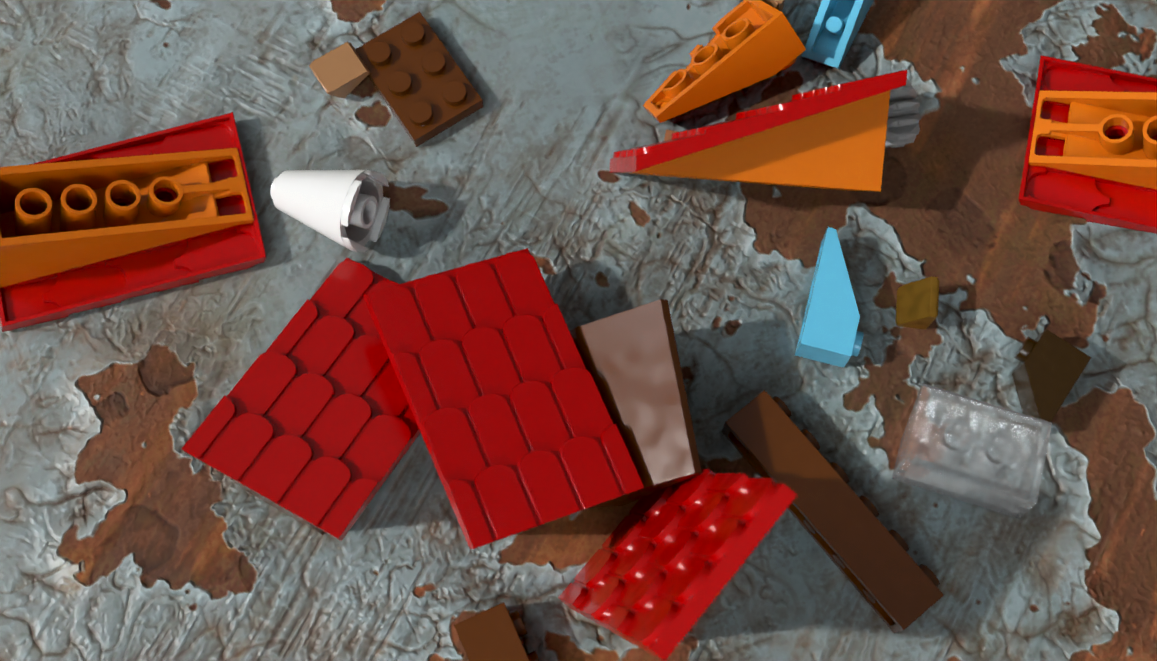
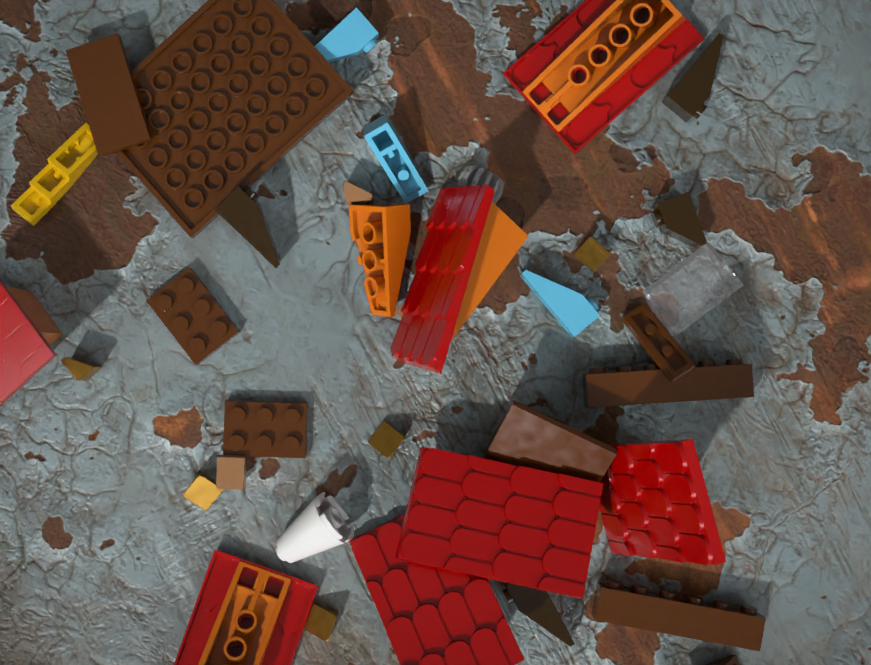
camera: 60 degrees left, 15 degrees up
(223, 294) = (321, 621): none -> pearl gold slope
(293, 55) = (202, 491): none -> slope
(424, 538) = (538, 607): none -> dark brown slope
(504, 221) = (386, 439): none -> pearl gold slope
(874, 456) = (658, 342): none -> reddish brown tile

